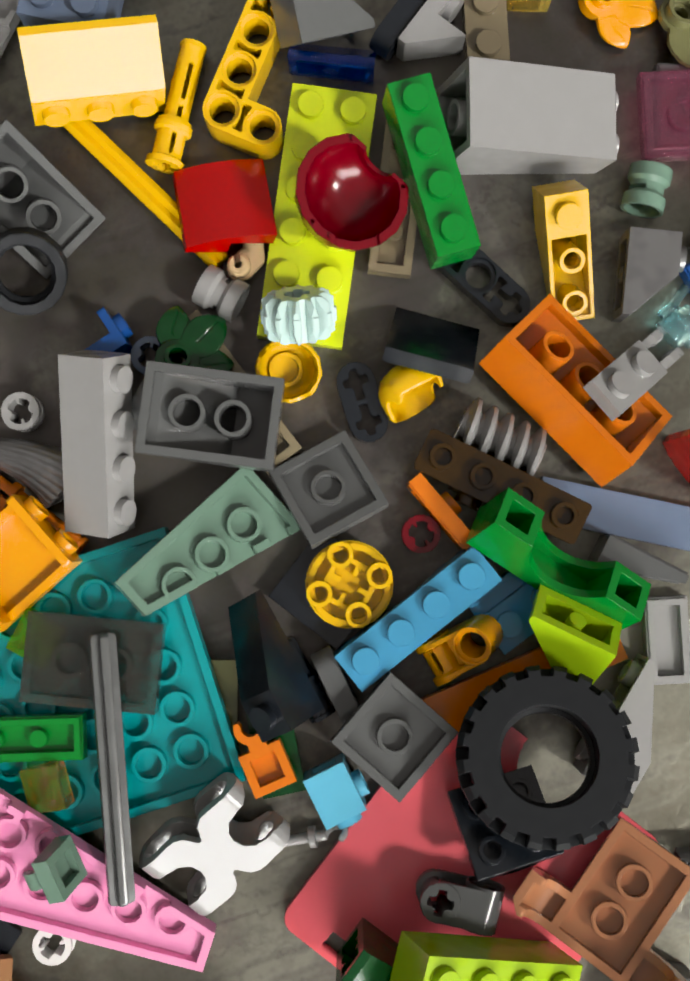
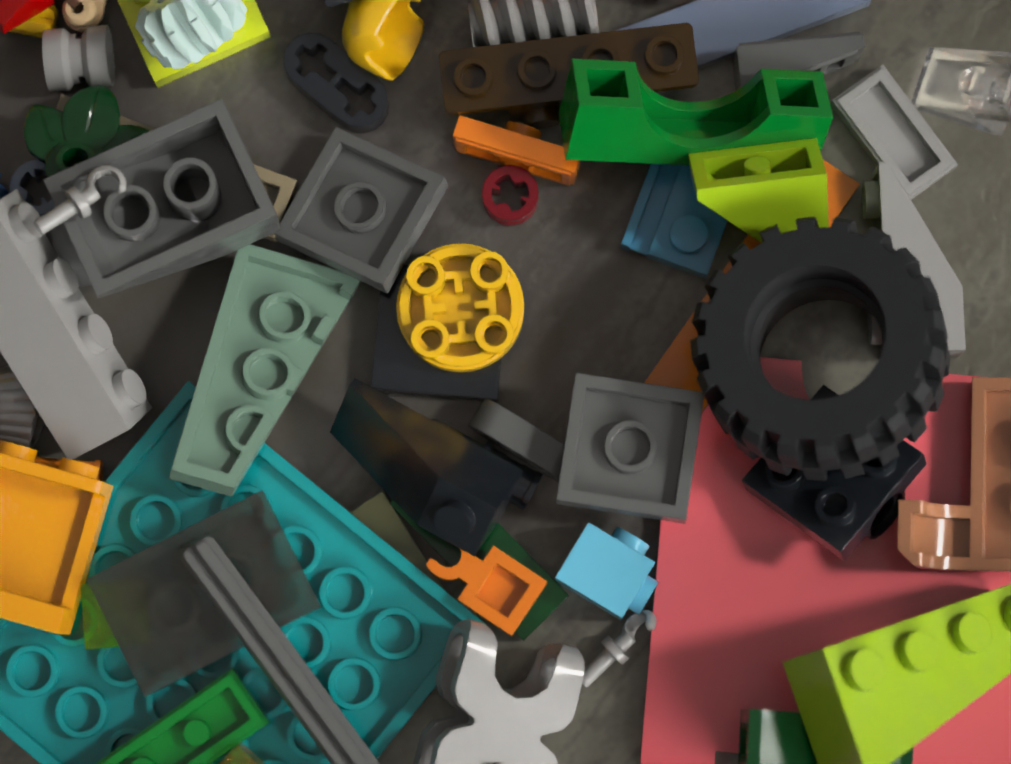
camera: 25 degrees left, 5 degrees down
(158, 389) = (77, 201): none -> light grey hand
(296, 364) = (228, 77): yellow hair -> none
(416, 617) = (567, 293): dark azure arch -> none
(454, 651) = (641, 308): light orange piece -> none
(466, 902) = (852, 601): dark grey piece -> none

